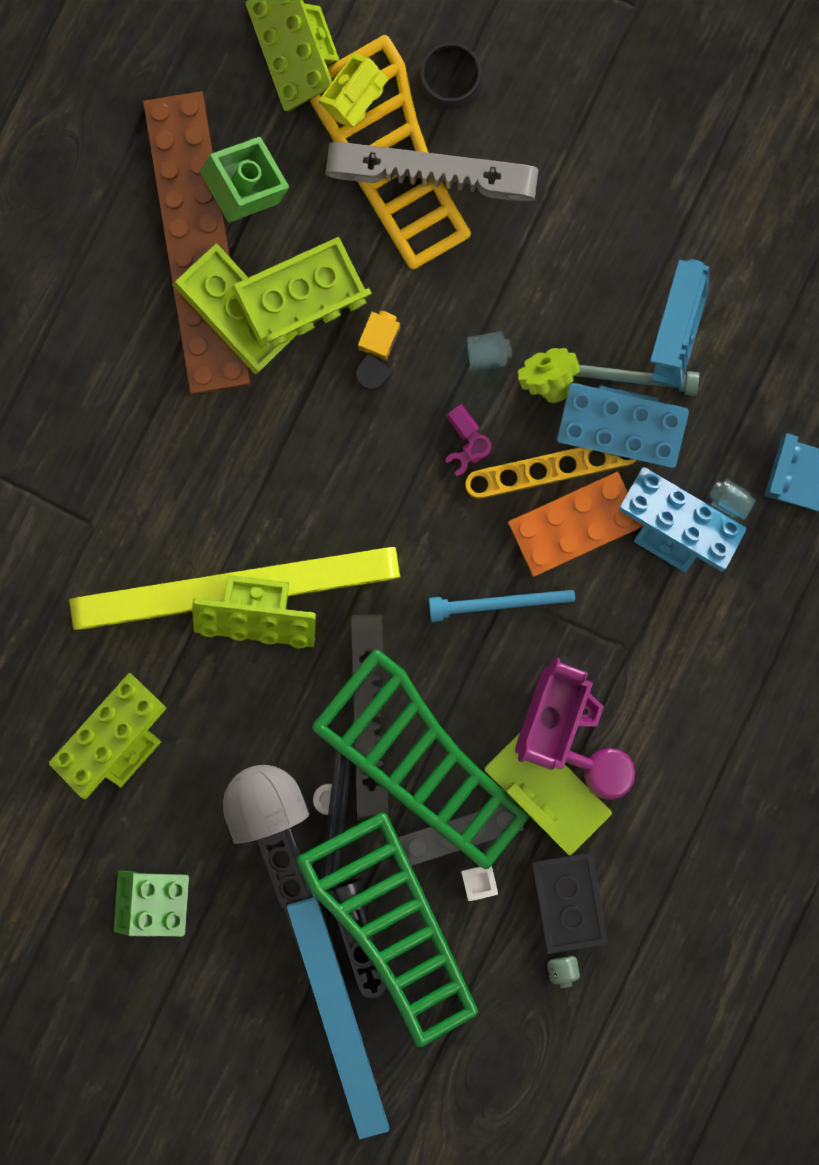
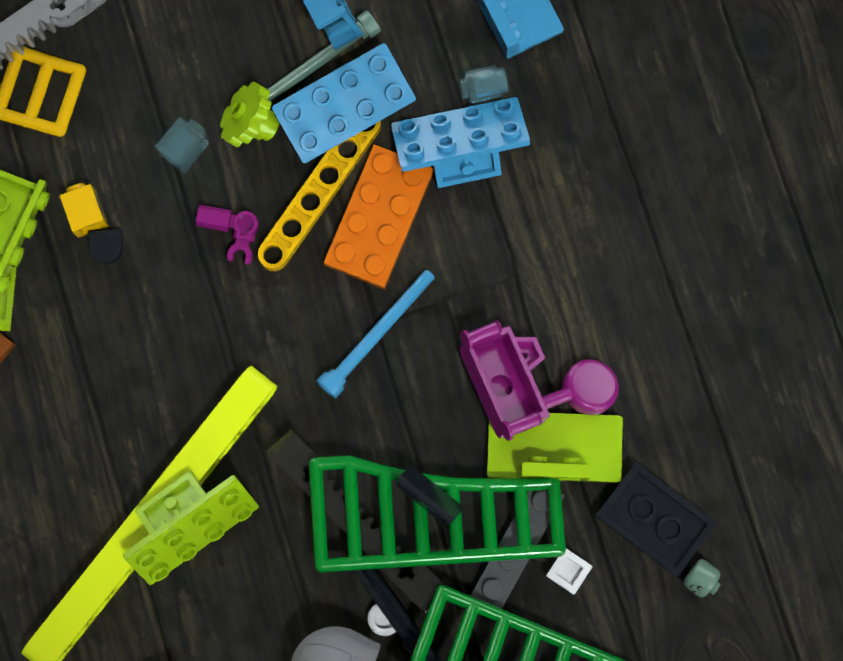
camera: 40 degrees left, 5 degrees down
(432, 748) = (429, 496): none -> black slope

